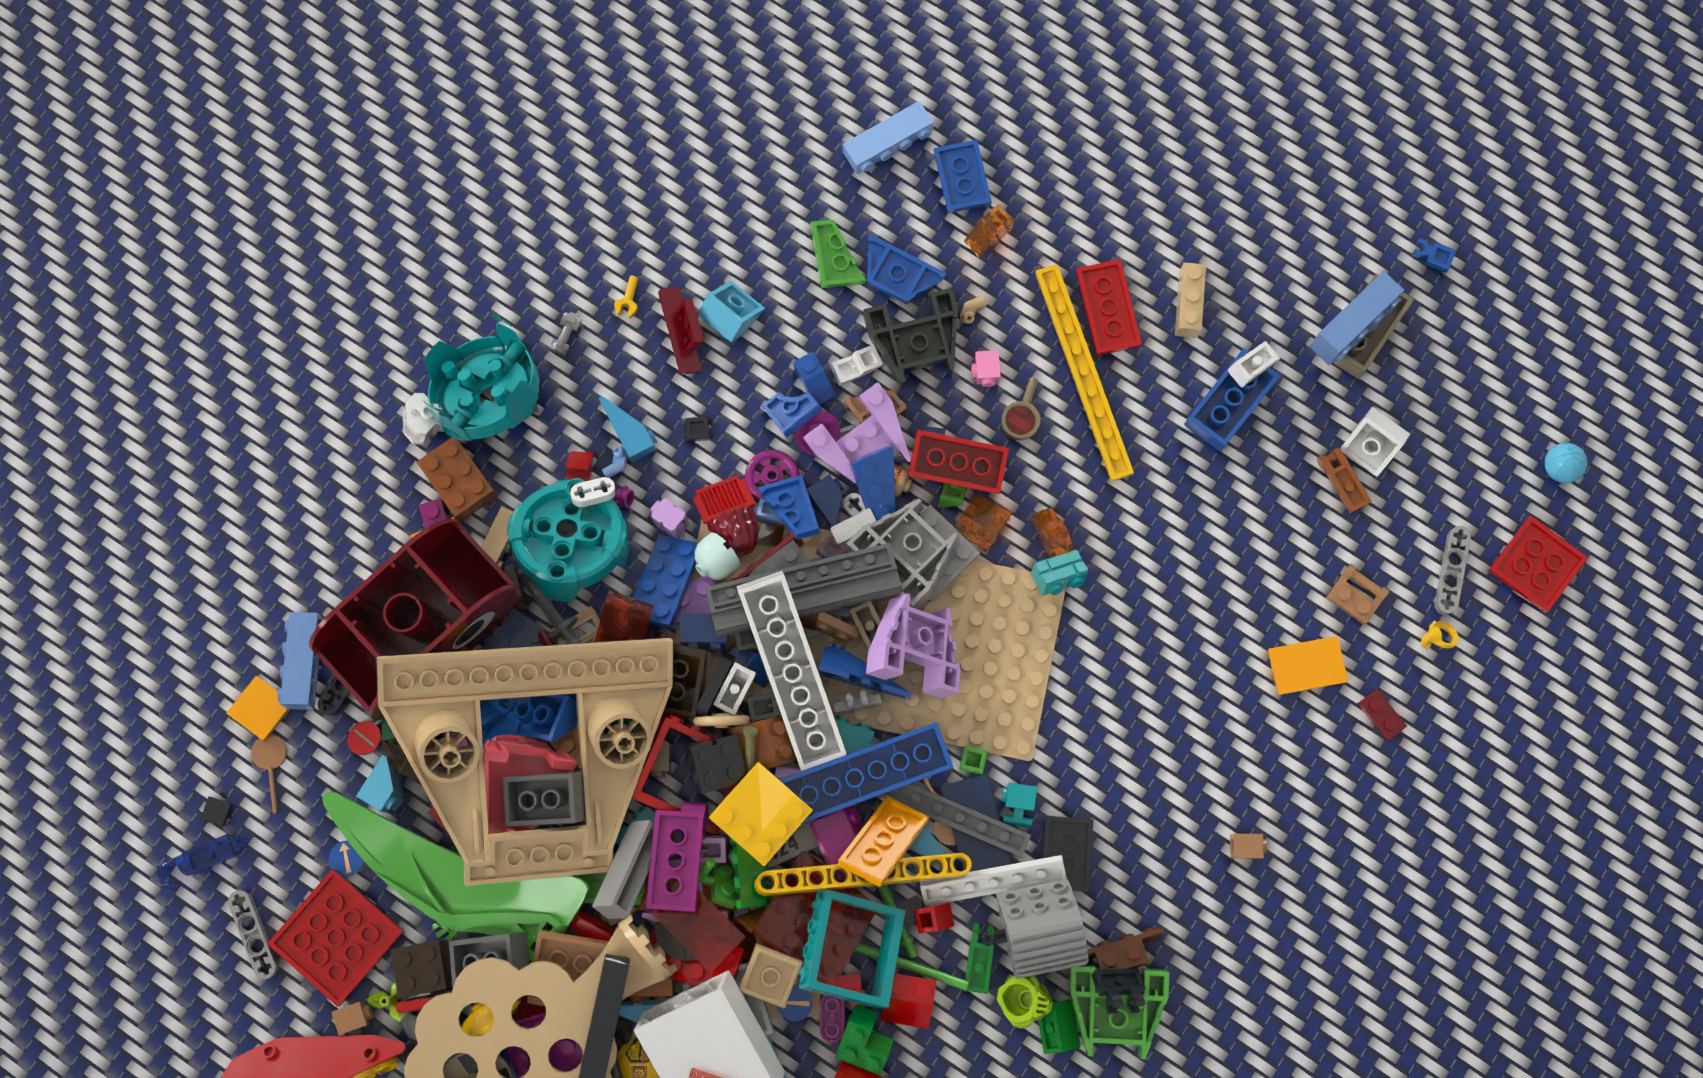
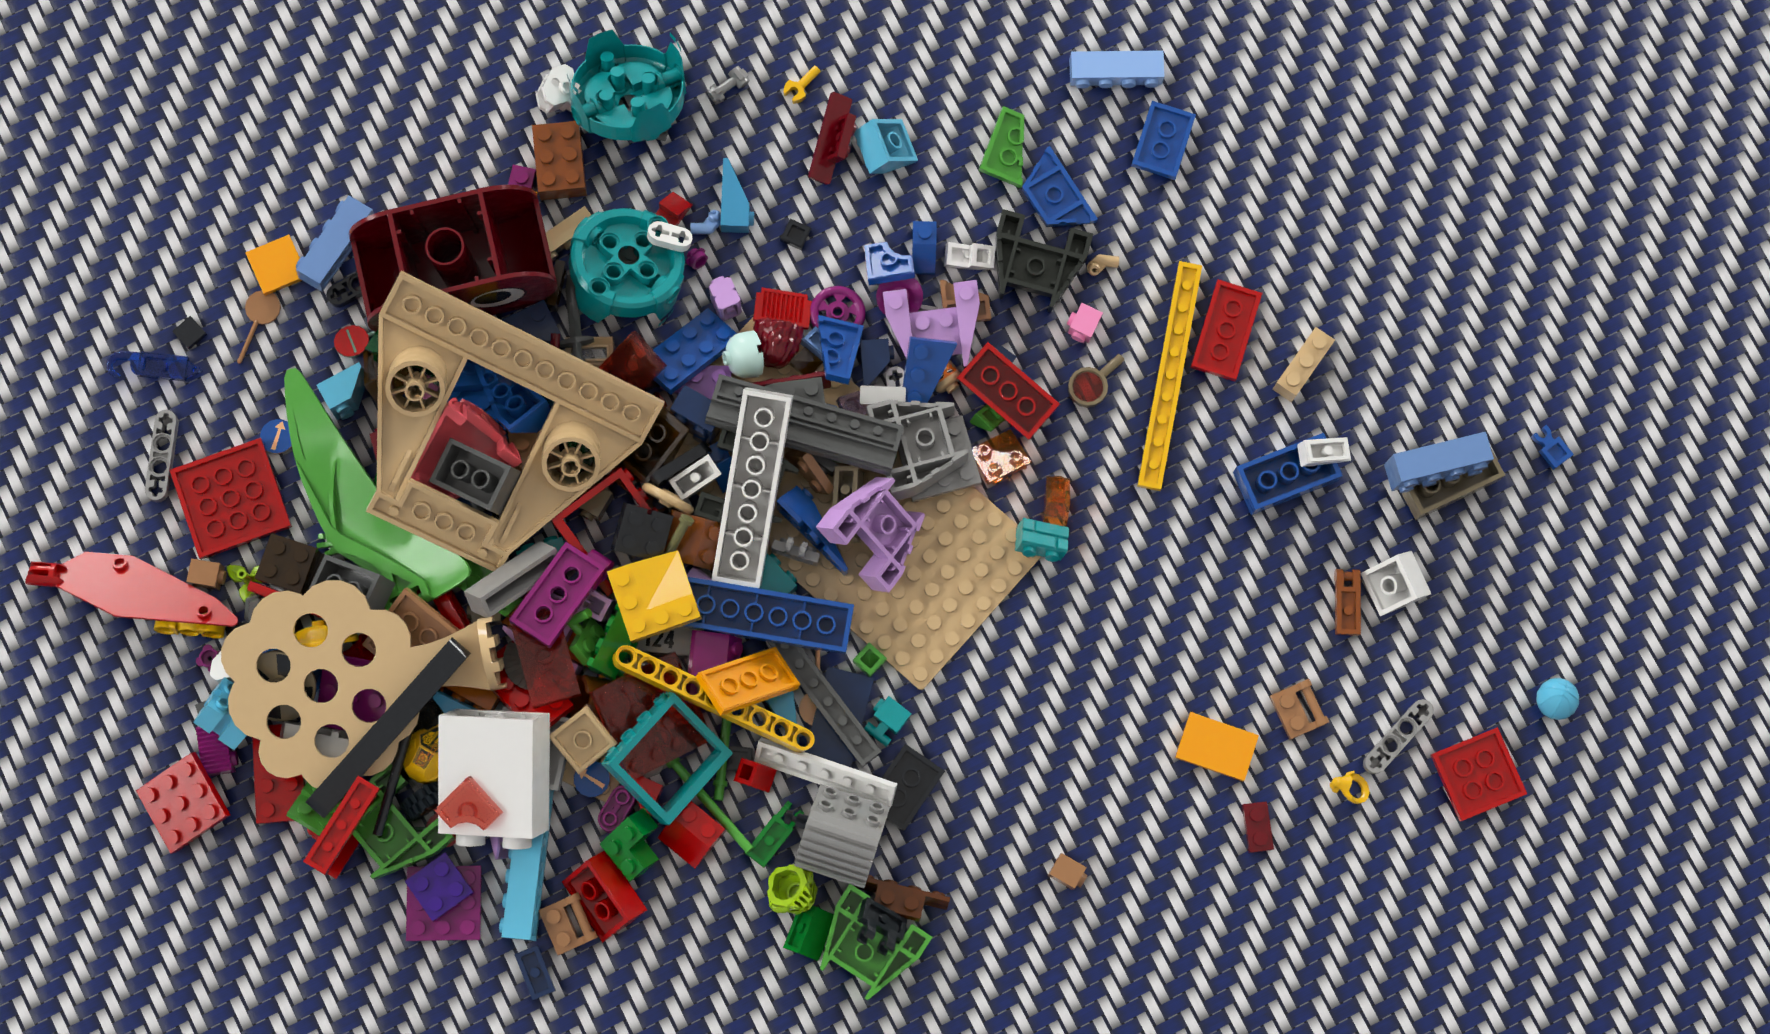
camera: 20 degrees right, 0 degrees up
(989, 230) = (1158, 202): clear orange slope -> none

